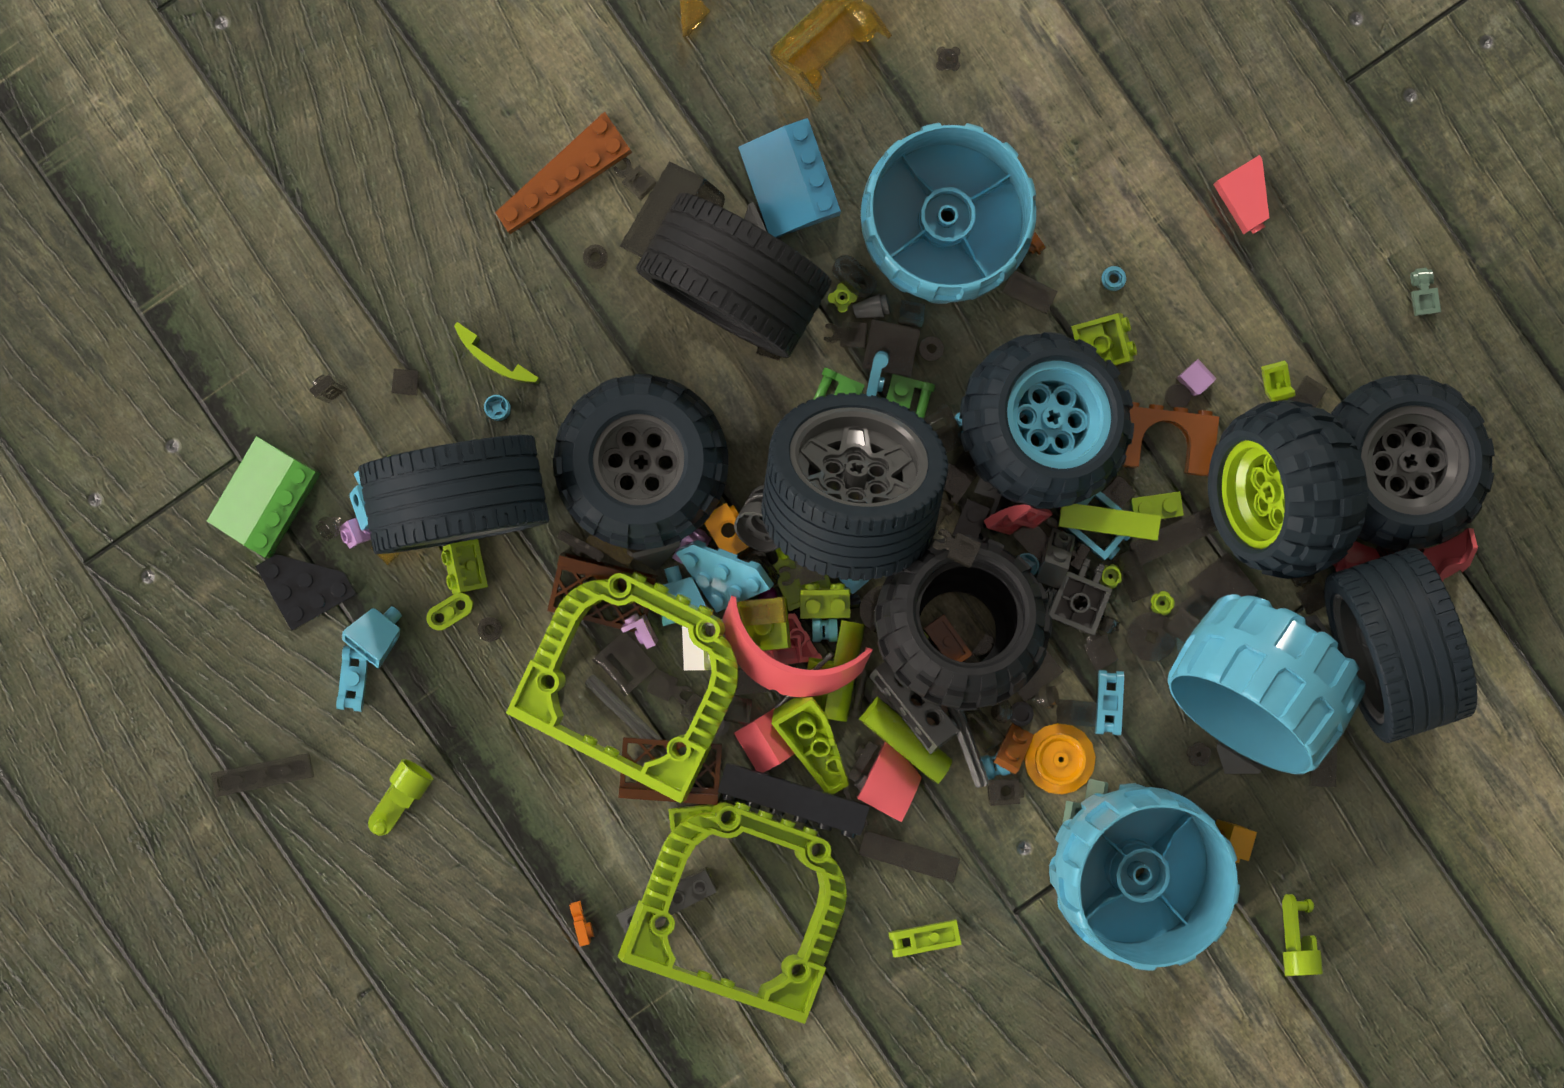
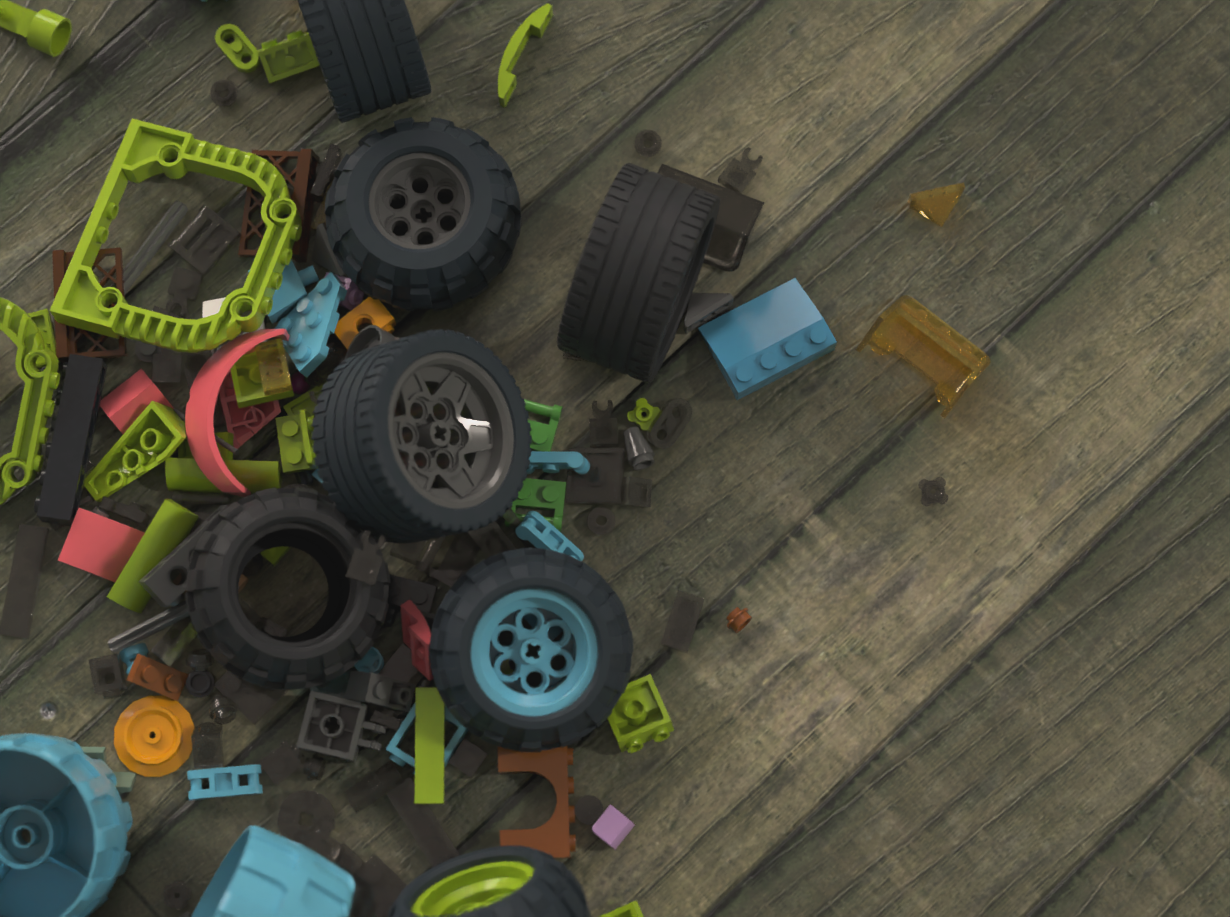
camera: 85 degrees right, 10 degrees down
(494, 405) = (466, 58): medium azure wheel -> none
(577, 164) = (750, 112): dark orange wing -> none
(644, 632) = (240, 252): lavender bracket -> none
(830, 629) = (267, 446): medium azure wheel -> none
(944, 395) = (546, 536): none -> medium azure plate
(947, 639) = (272, 588): dark orange plate -> none
(958, 173) = (759, 460): medium azure wheel -> none
(1110, 583) = (366, 755): lime plate -> none
(1113, 270) = (717, 707): medium azure plate -> none
(1163, 505) = (458, 806): lime plate -> none
(1166, 608) = (339, 830): lime plate -> none
(1246, 195) = (833, 853): coral slope -> none

